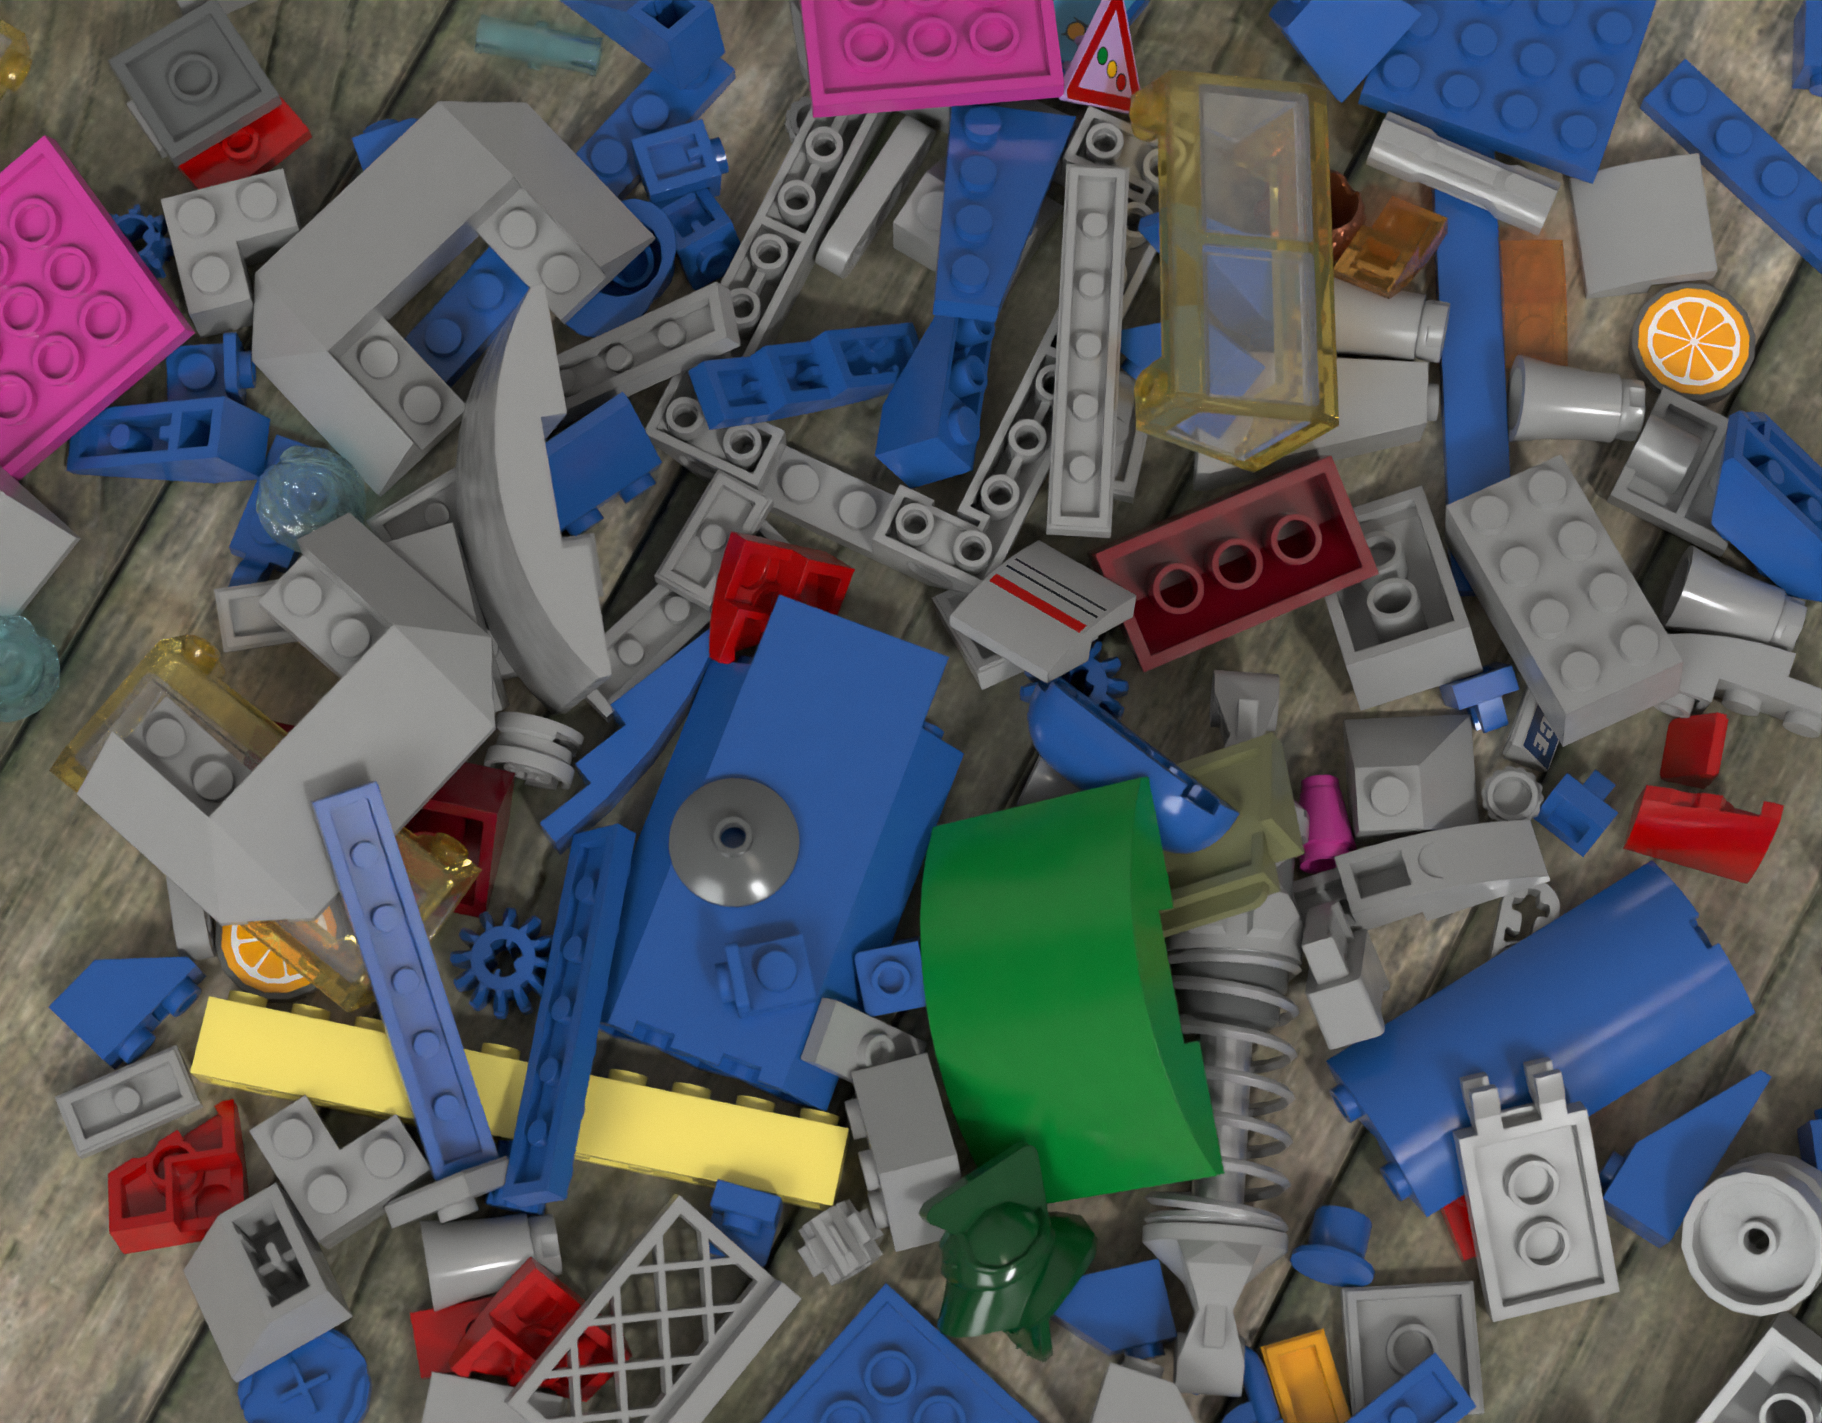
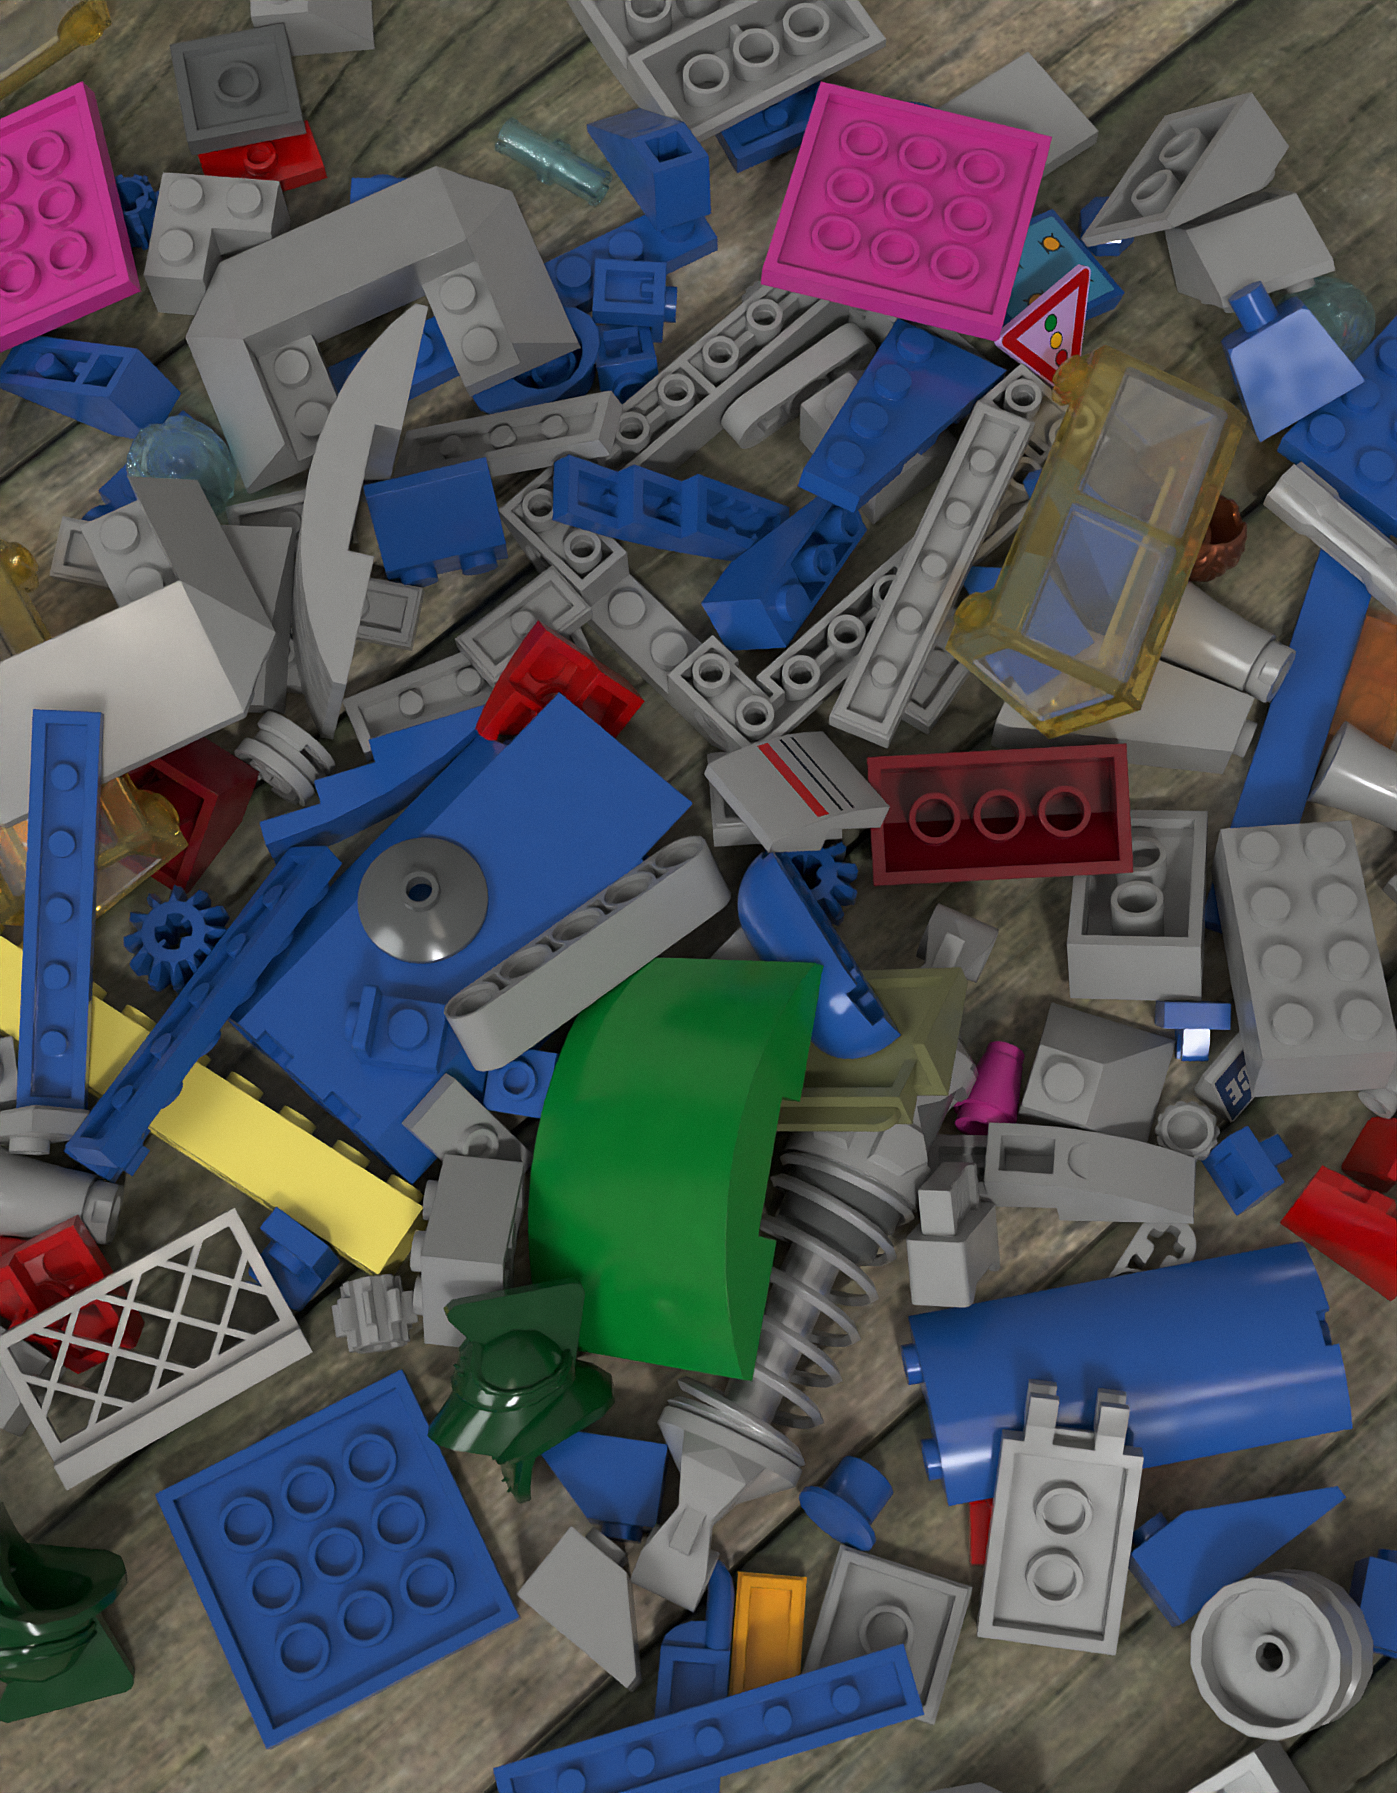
camera: 25 degrees right, 5 degrees down
(211, 371) = (155, 335): blue bracket -> none
(910, 836) = (587, 953): none -> light grey beam
(1393, 249) = (1260, 585): clear orange slope -> none

